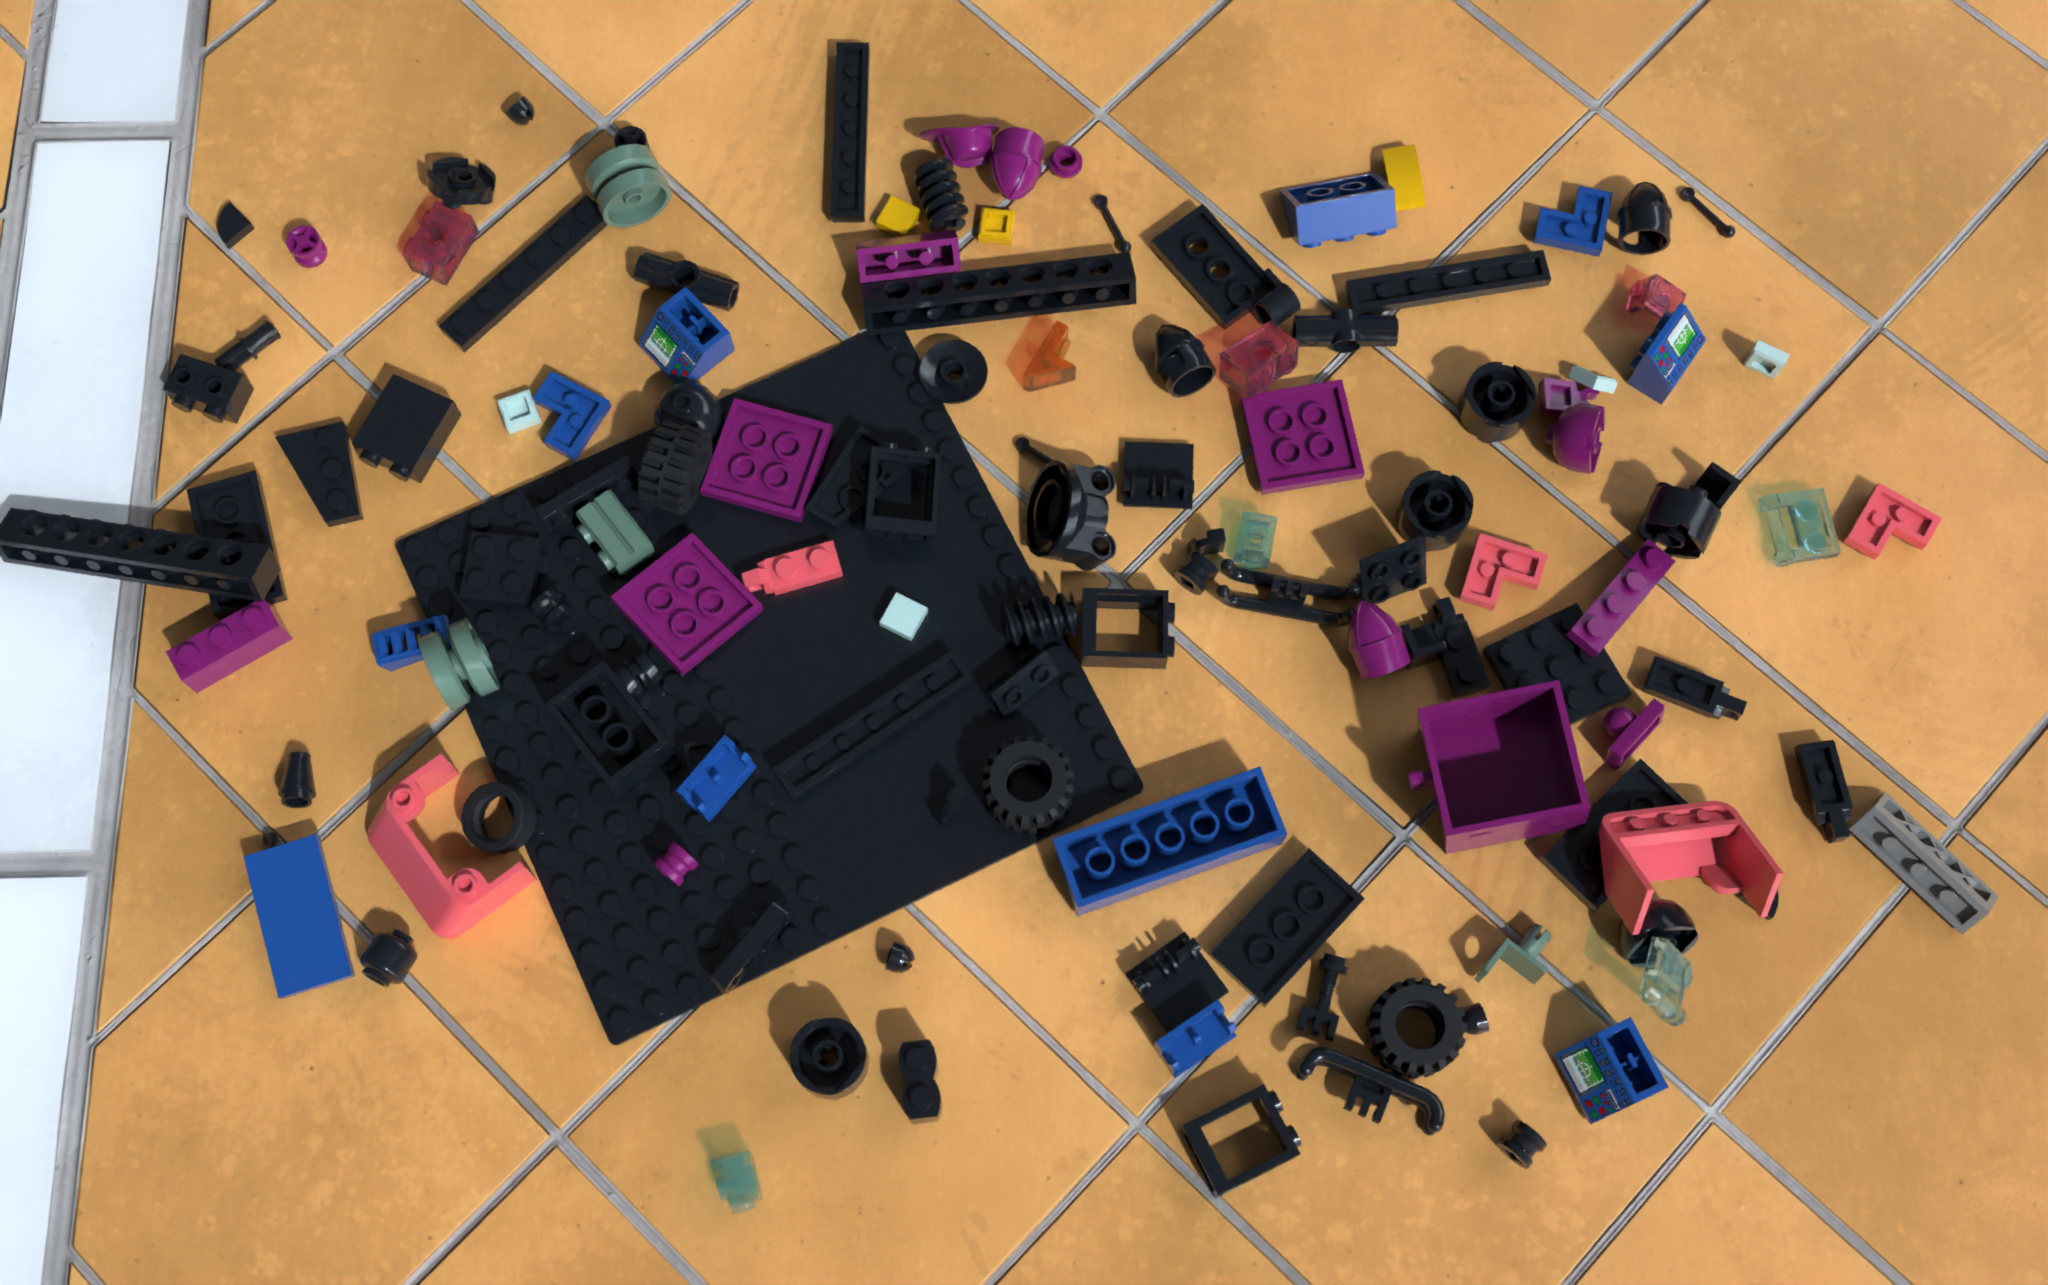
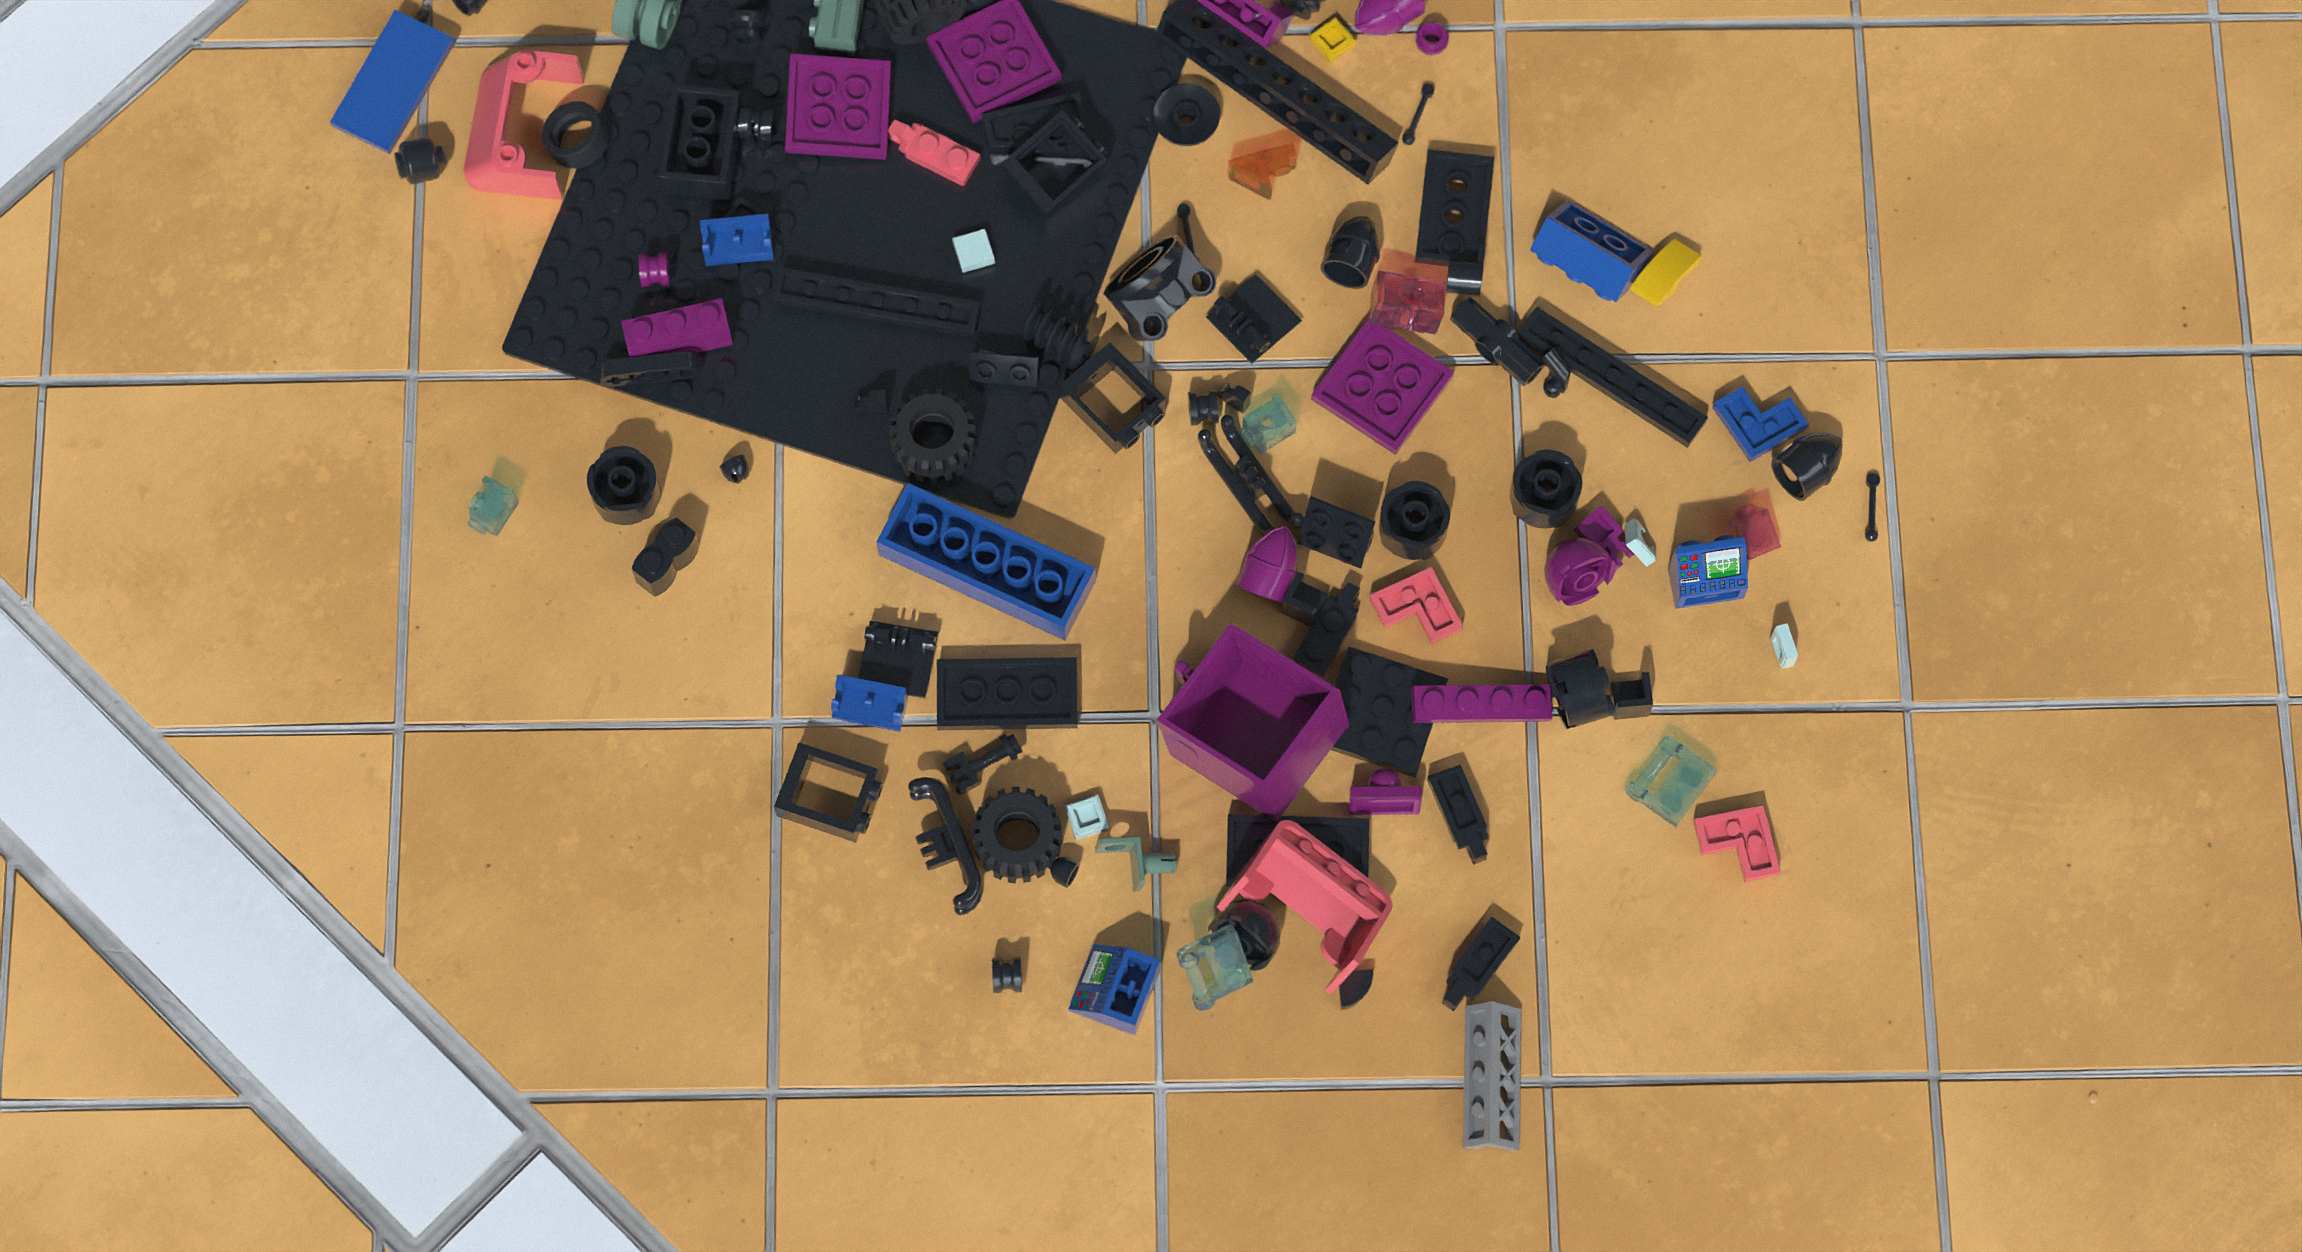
camera: 45 degrees right, 0 degrees up
(746, 894) = (678, 330): none -> magenta brick
(1411, 314) = (1558, 374): none -> black arm
(1442, 962) = (1086, 817): none -> light aqua tile

